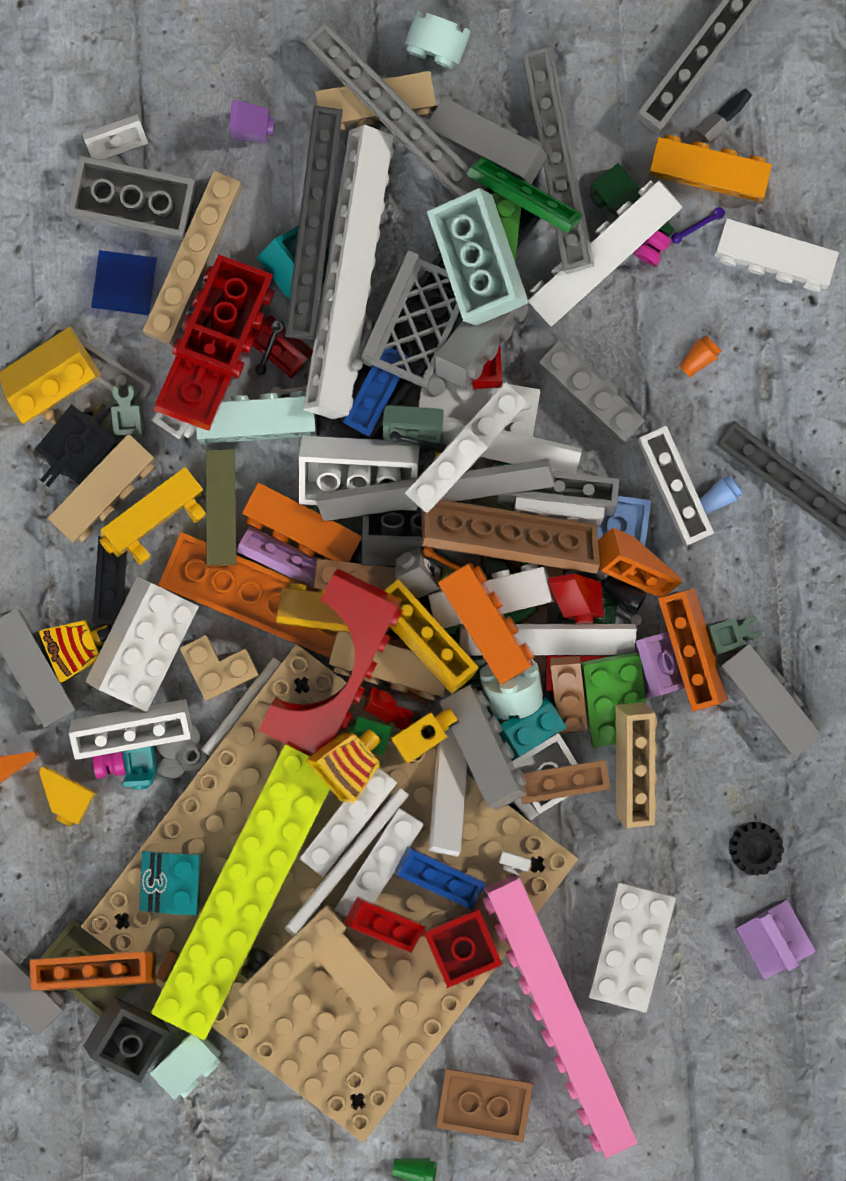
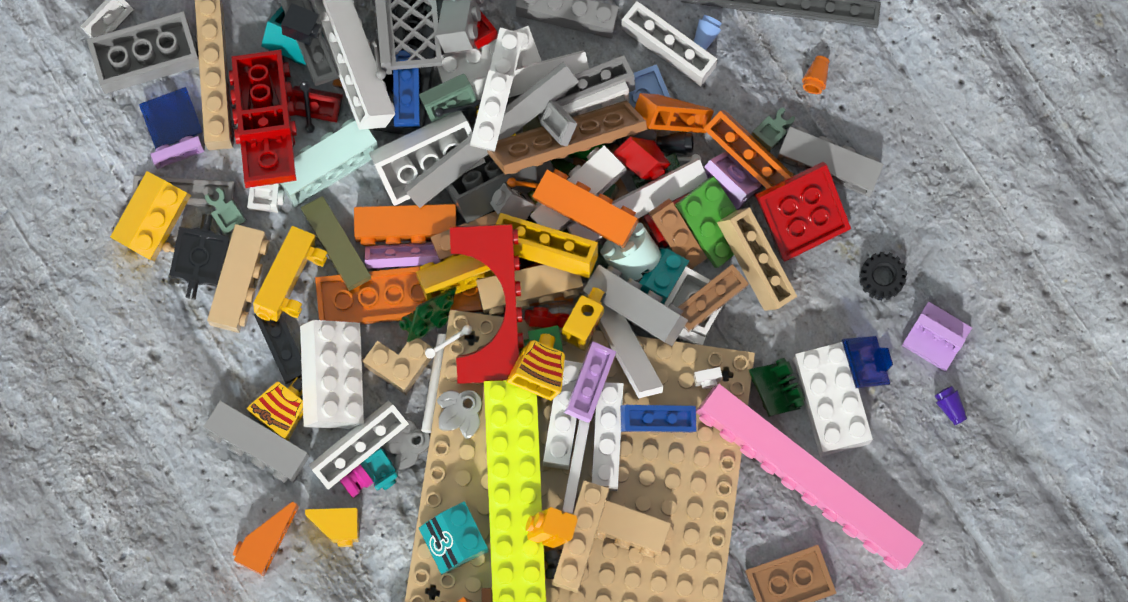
camera: 30 degrees left, 10 degrees down
(99, 319) = (184, 149): none -> lavender plate
(243, 758) = (457, 414): none -> light grey plate
(251, 678) = (430, 352): none -> white hinge
(266, 936) = (551, 527): none -> light orange brick
(270, 639) = (428, 315): none -> dark green hinge
(304, 266) = (301, 24): none -> black brick
(384, 924) = (636, 475): red plate -> none
(390, 806) = (590, 382): none -> lavender plate
(463, 947) = (705, 461): red brick -> none
(508, 519) = (558, 123): none -> light grey tile
(580, 904) = (775, 388): none -> dark green hinge
(688, 928) = (867, 361): none -> clear blue piece
(711, 740) = (803, 211): none -> red plate
(748, 1017) = (951, 405): none -> dark purple cone
(808, 603) = (816, 76): none -> orange cone

